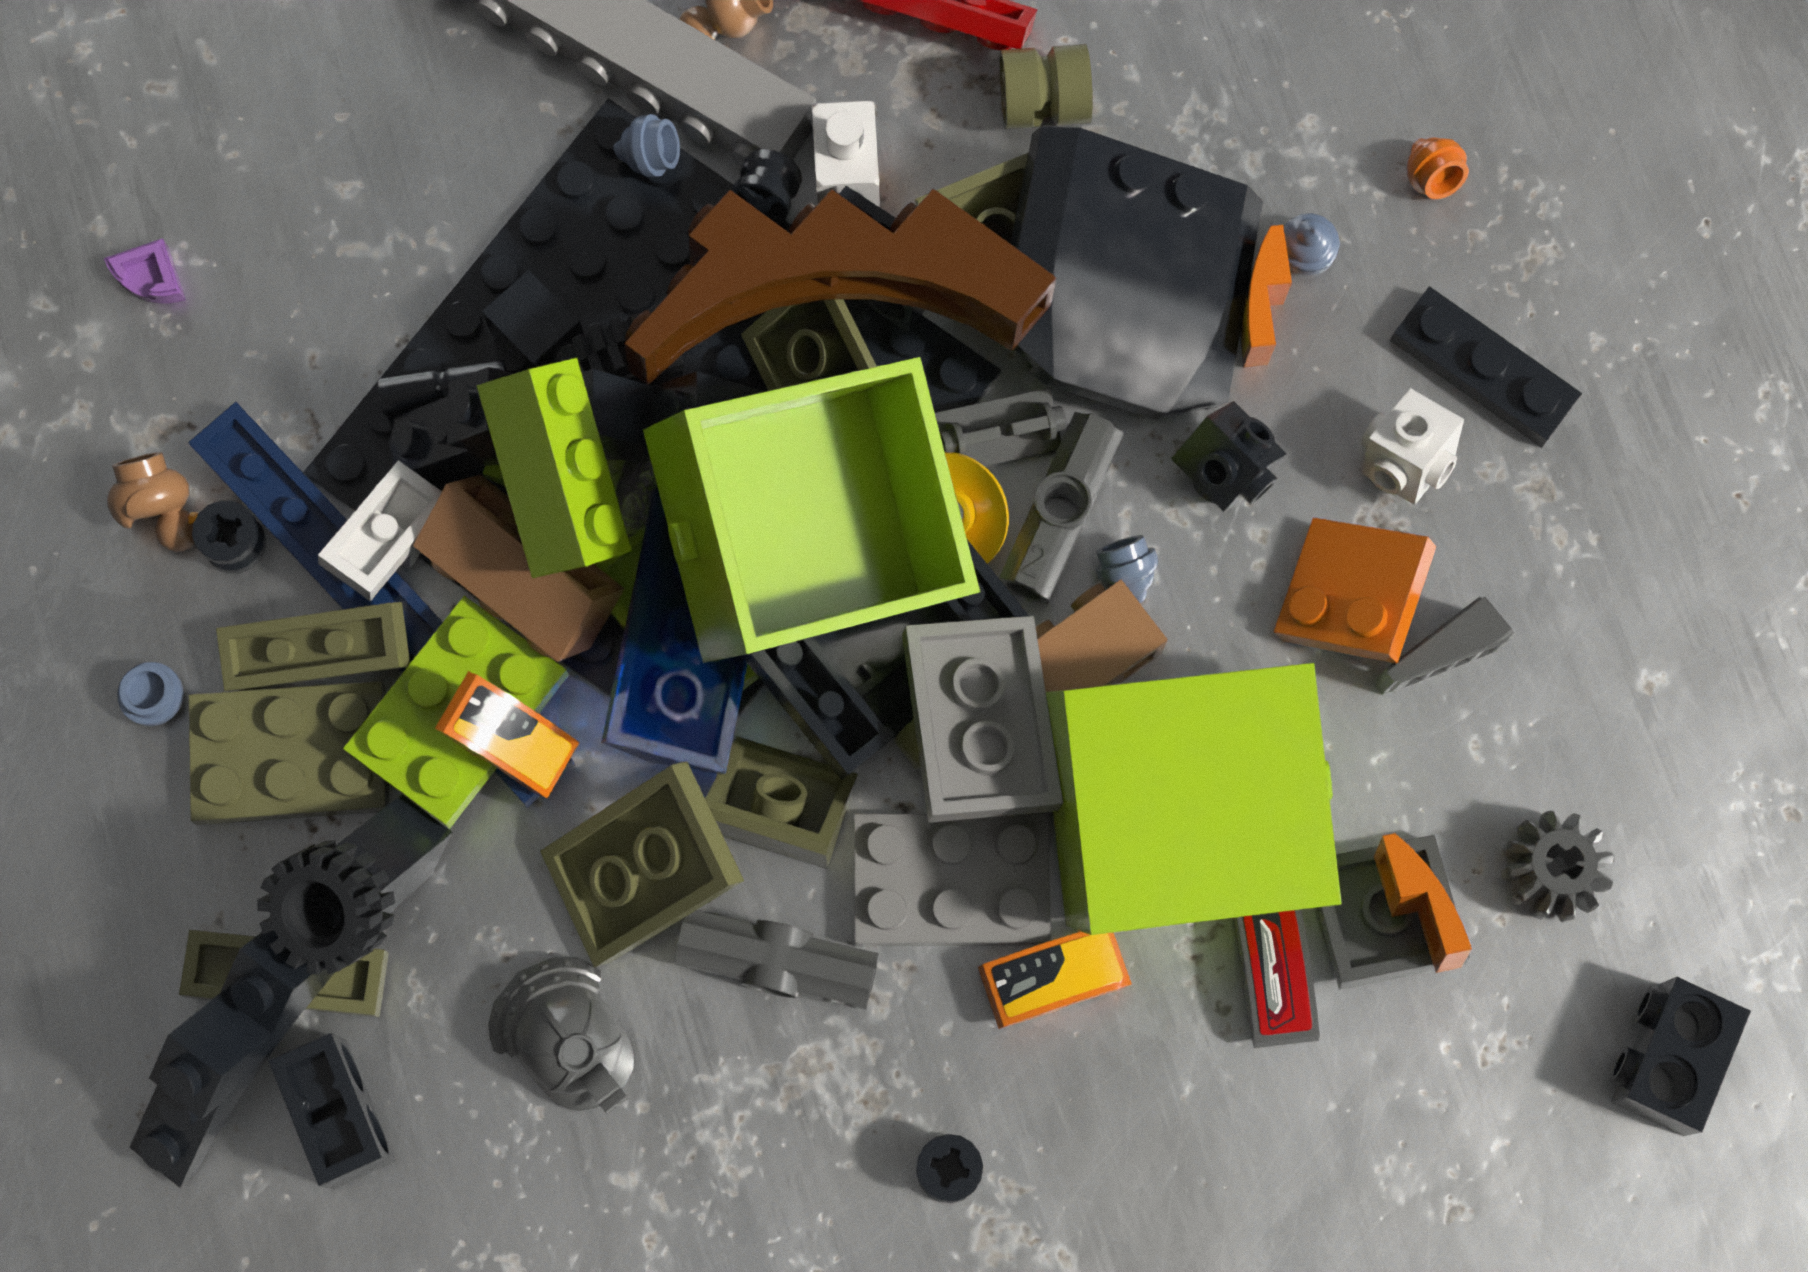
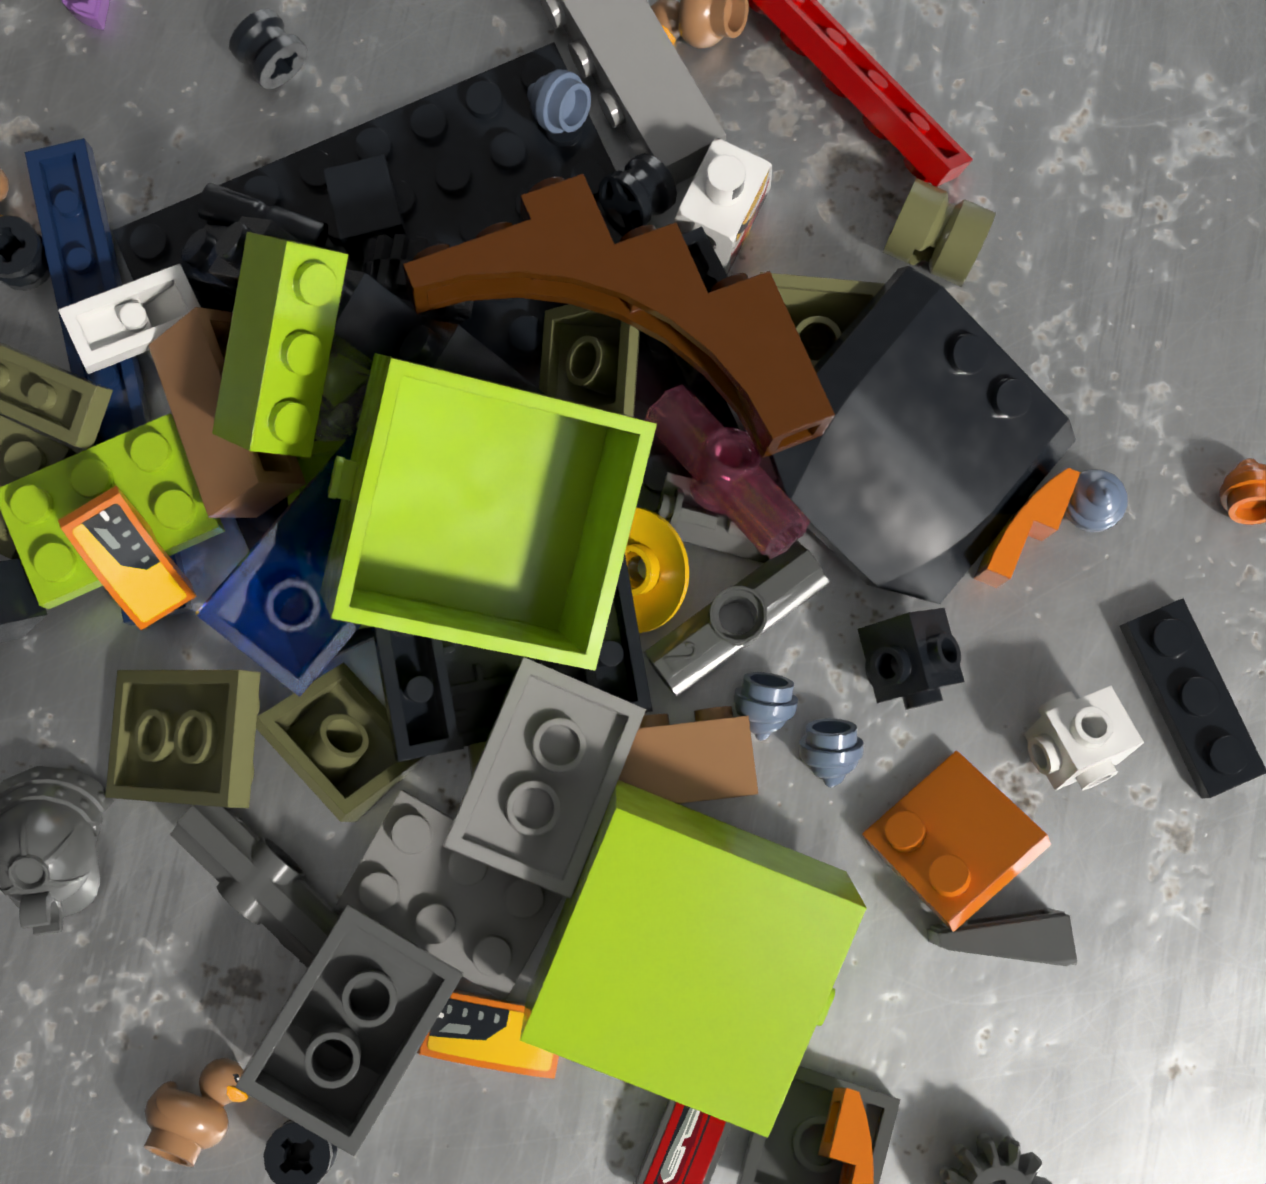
camera: 30 degrees right, 5 degrees up
(356, 236) = (268, 48): none -> black wheel
(838, 1195) = (190, 1123): none -> medium nougat animal
(933, 1029) = (349, 1030): none -> dark grey slope
(989, 384) = (727, 472): none -> clear pink piece
(1207, 575) = (831, 749): none -> sand blue plate

